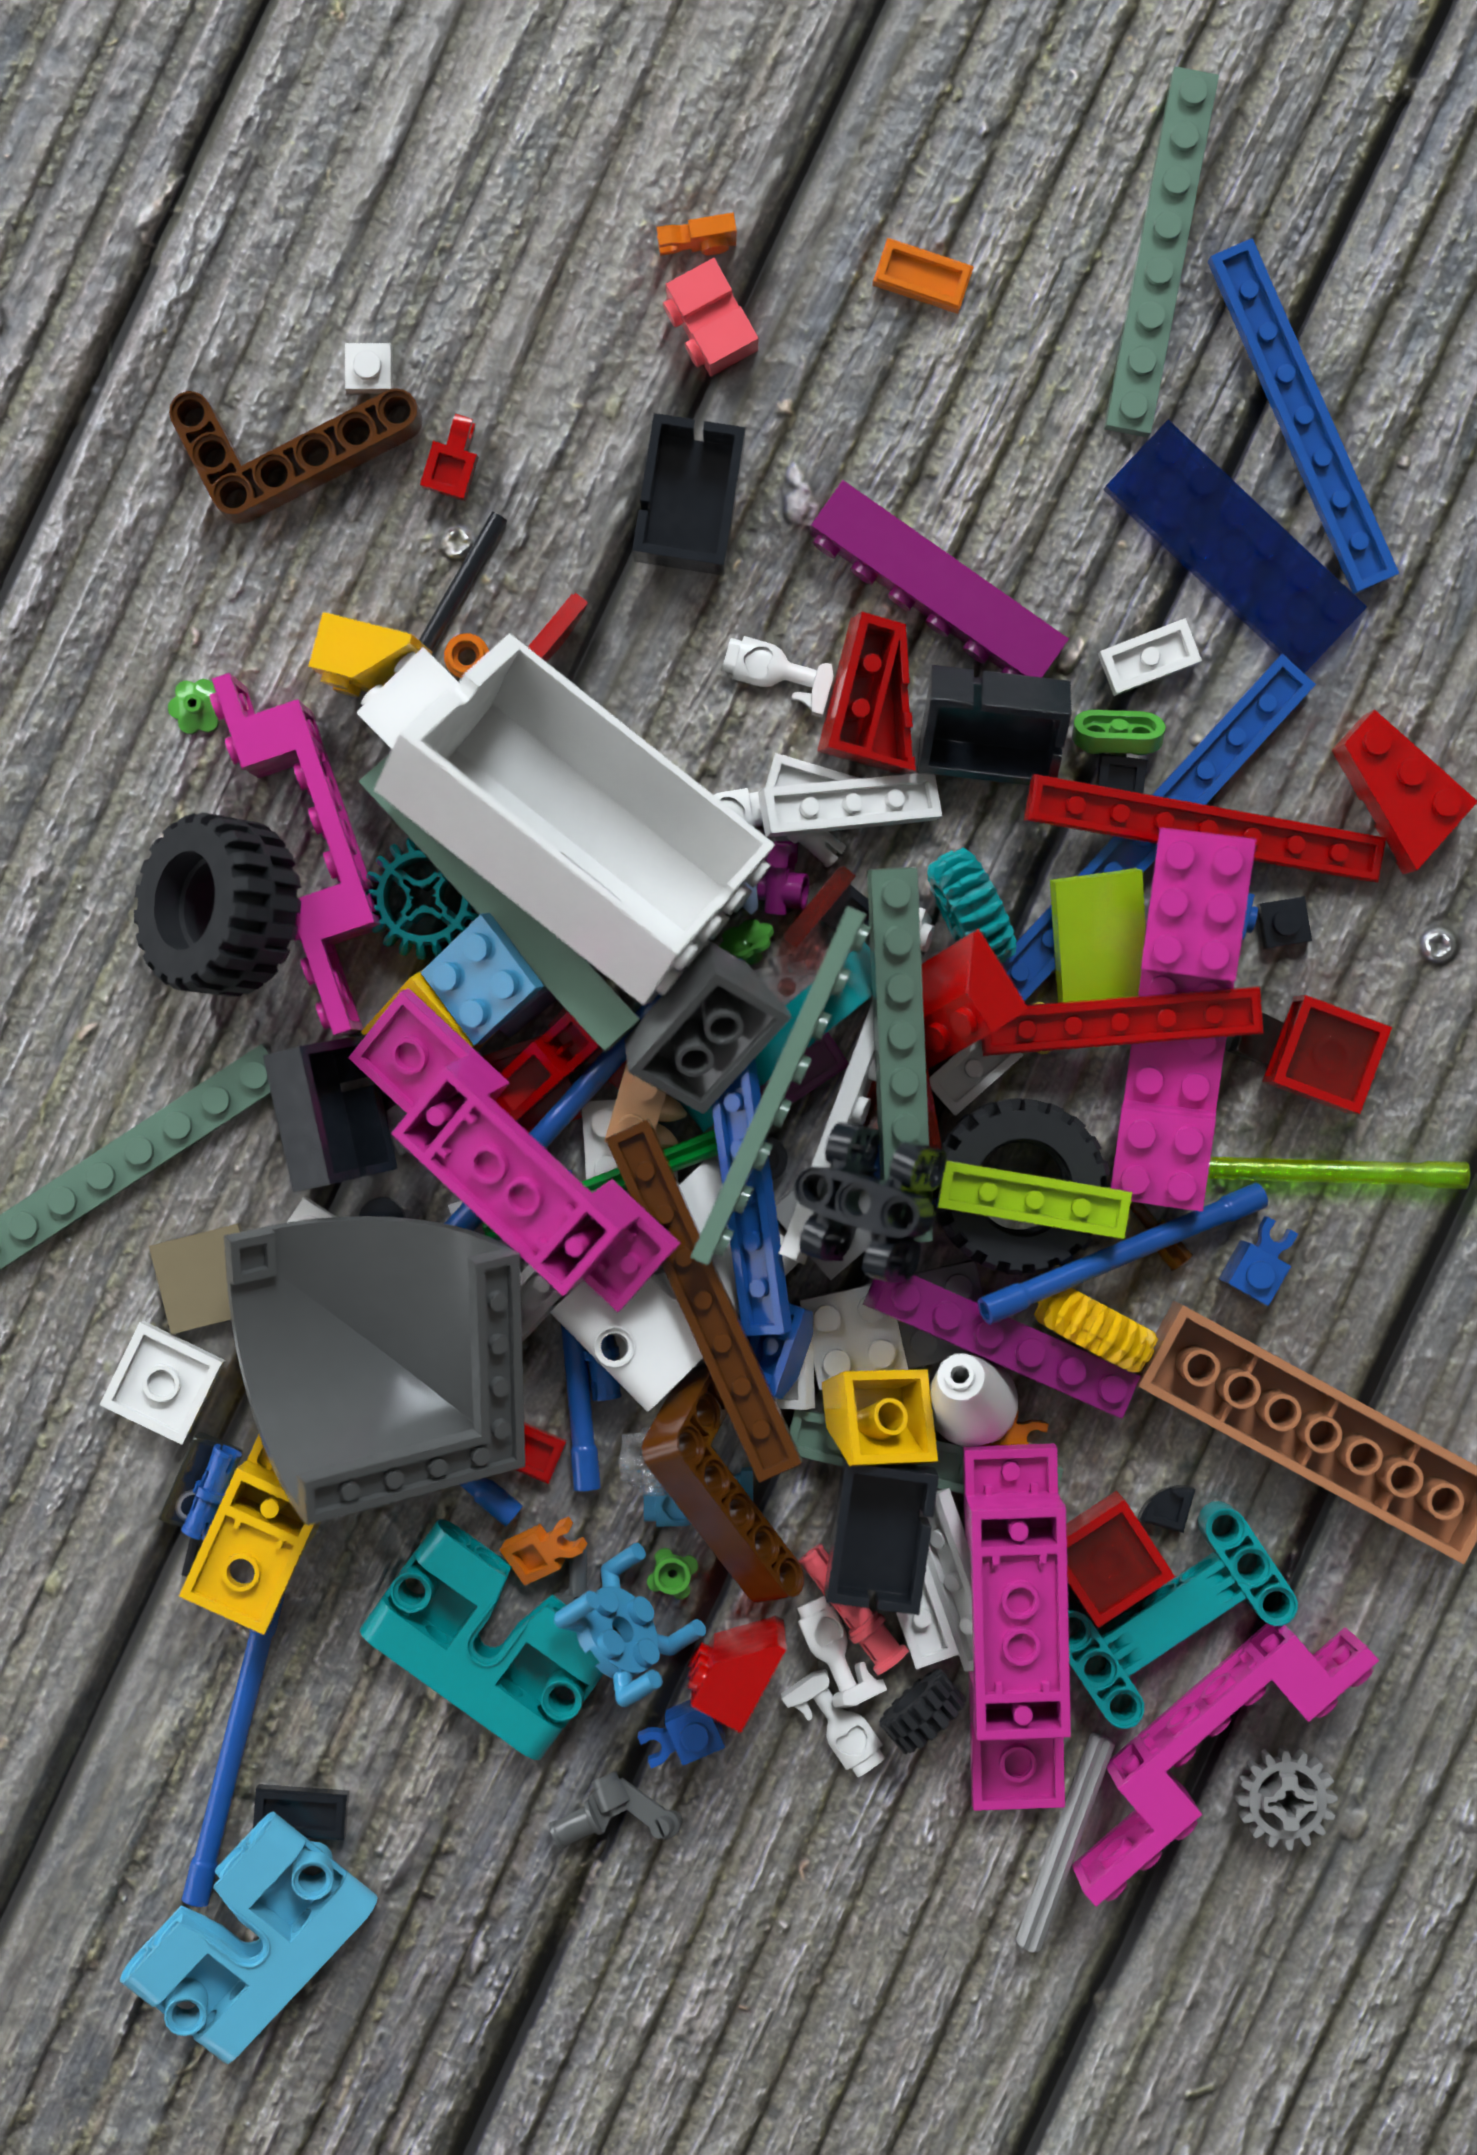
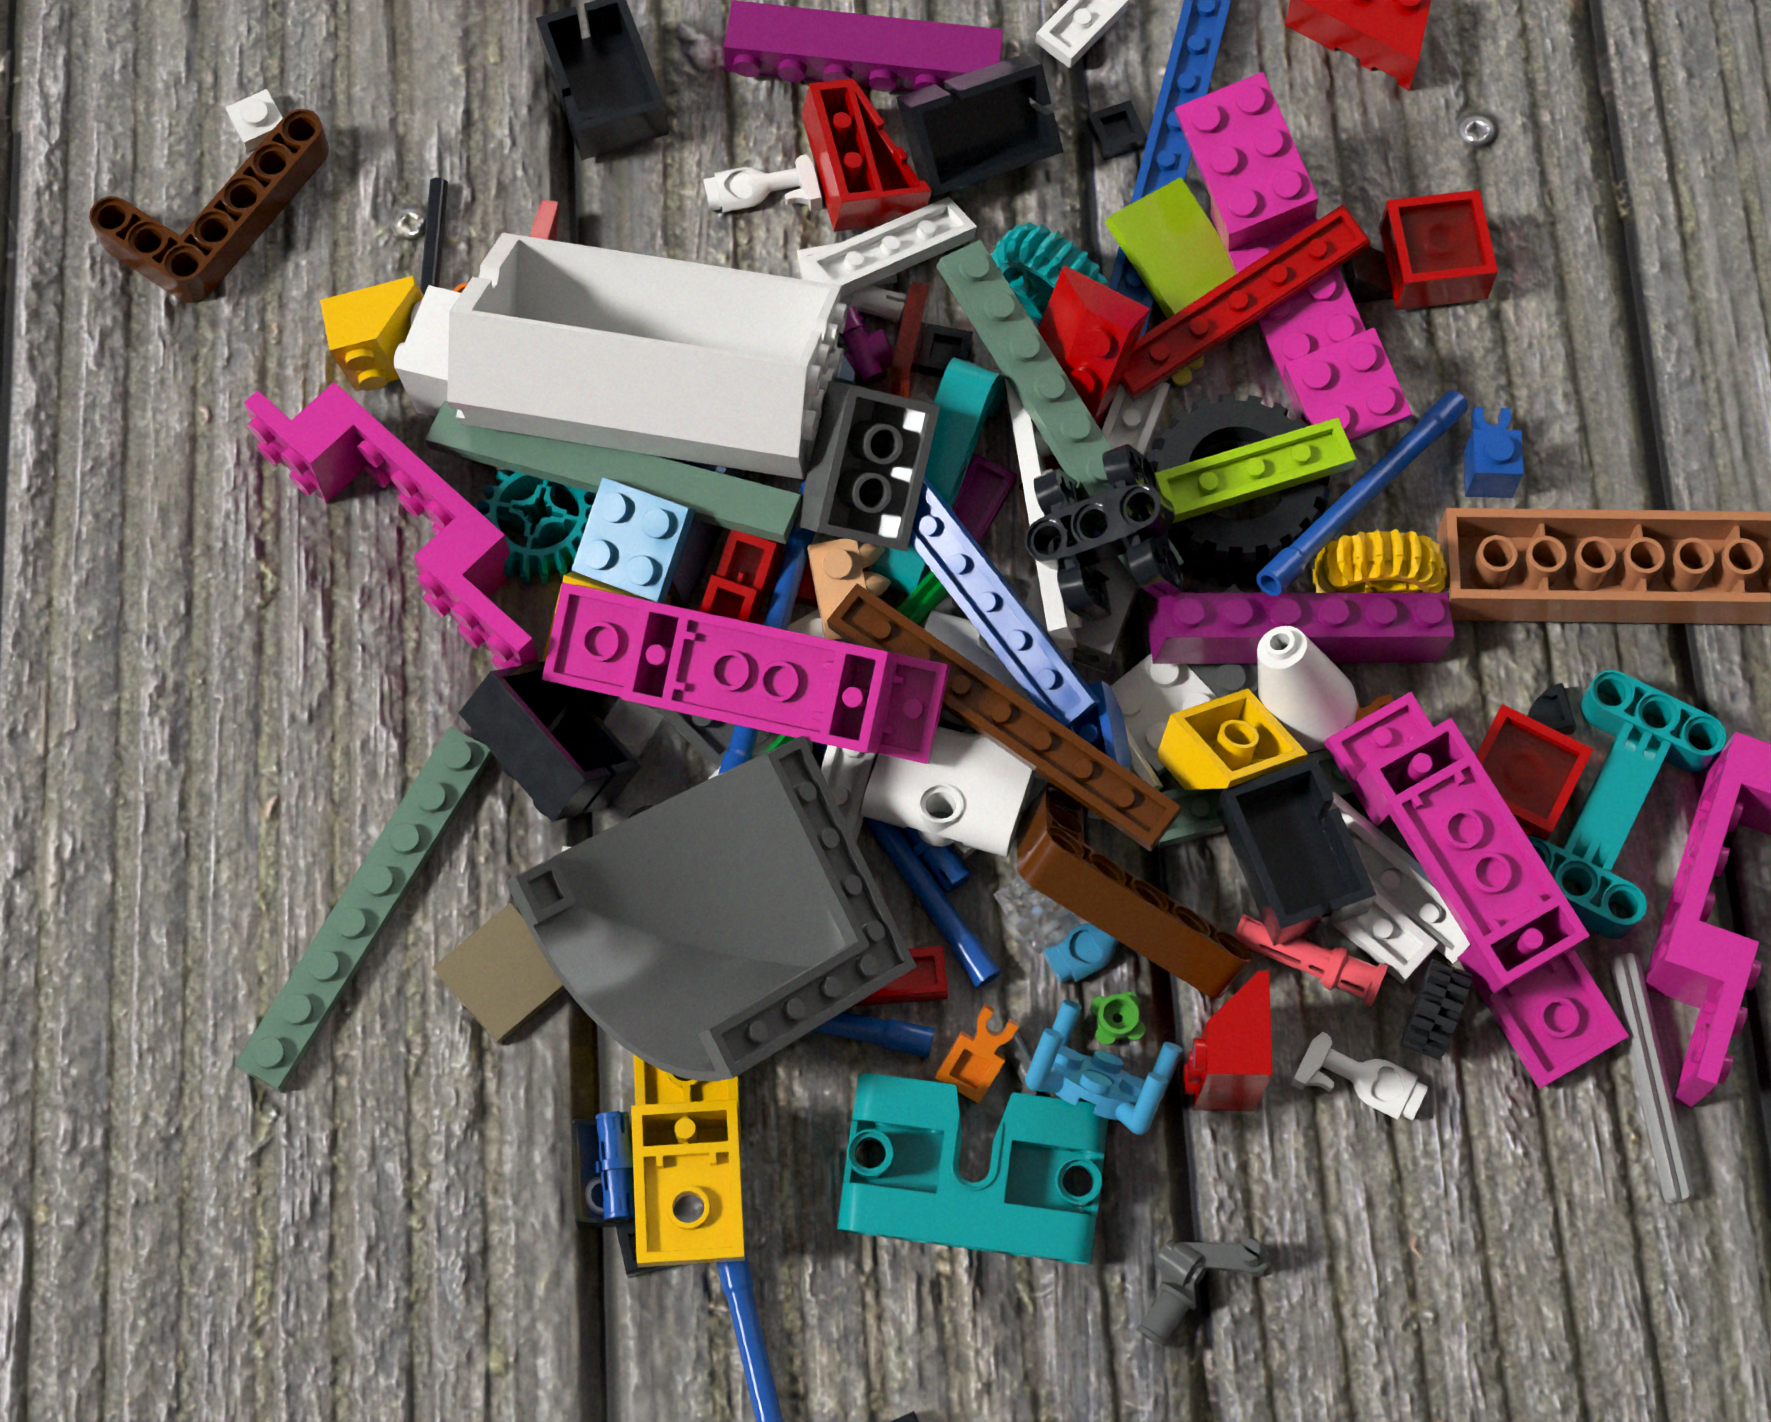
camera: 30 degrees left, 20 degrees down
(162, 1382) = (511, 1092): white plate -> none
(194, 718) = (236, 469): bright green plant -> none
(217, 905) = (387, 598): black tyre -> none
(451, 466) = (372, 157): red plate -> none
(687, 1733) = (1221, 1156): blue brick -> none
(790, 1067) = (968, 493): sand green plate -> none
(828, 1643) = (1310, 1003): white piece -> none
(1118, 732) = (1103, 84): bright green plate -> none
(1141, 815) = (1160, 138): red tile -> none
(1174, 1255) = (1404, 487): reddish brown axle -> none
(1284, 922) = (1333, 173): black plate -> none
(1427, 1173) = (1590, 312): clear neon green piece -> none

